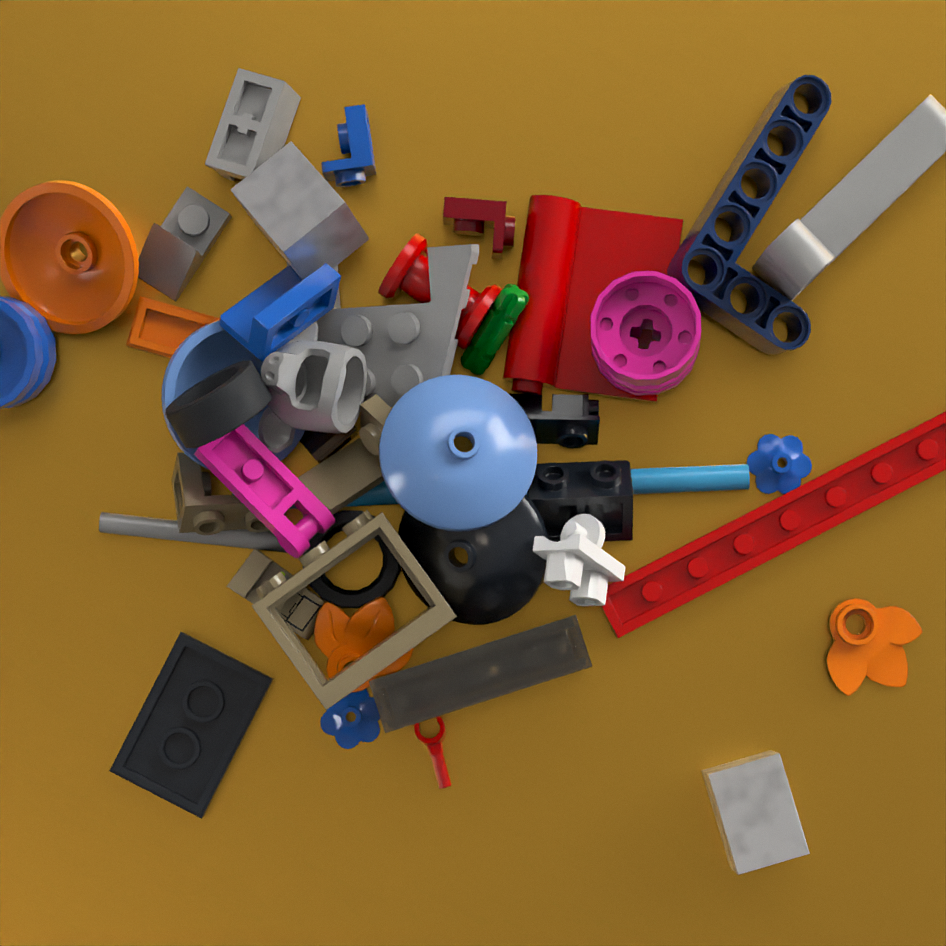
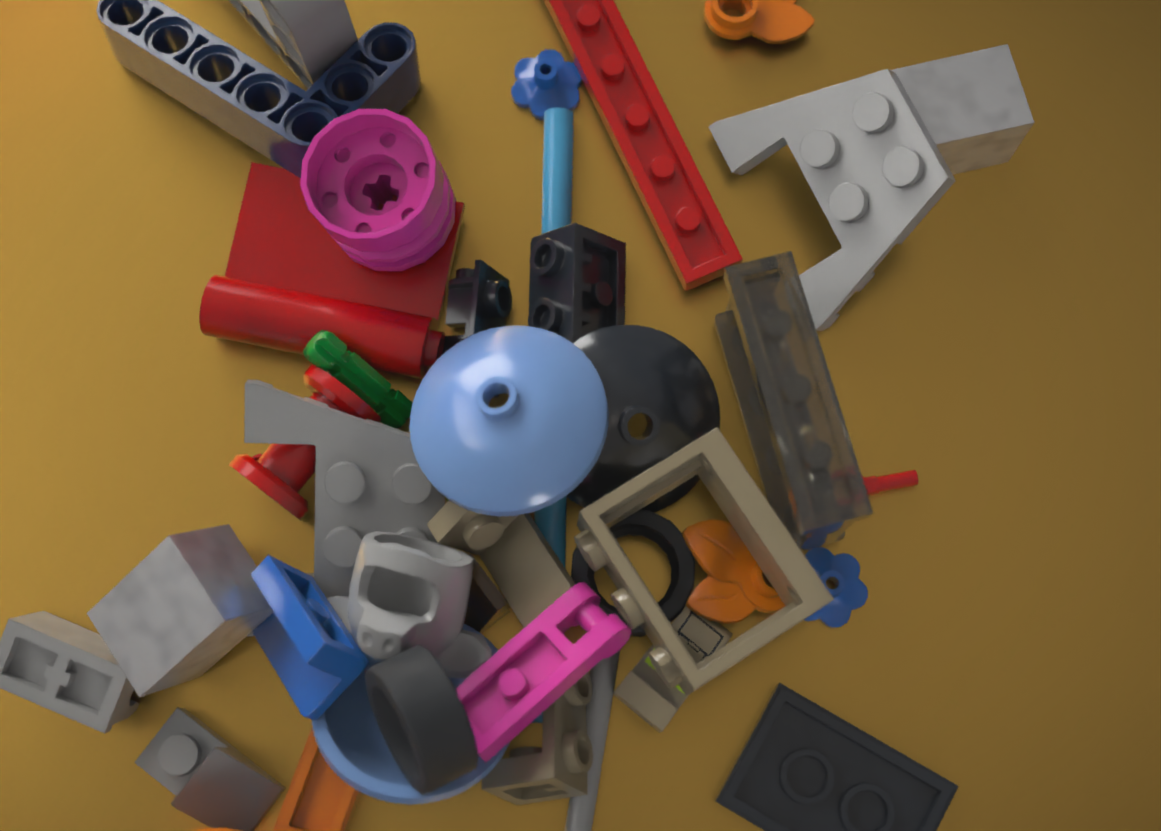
camera: 85 degrees left, 10 degrees down
(353, 139) = (102, 537): blue bracket -> none
(474, 215) = (216, 396): dark red bracket -> none
(579, 561) = (649, 288): white hips -> none
(697, 733) = (865, 164): none -> light grey wing

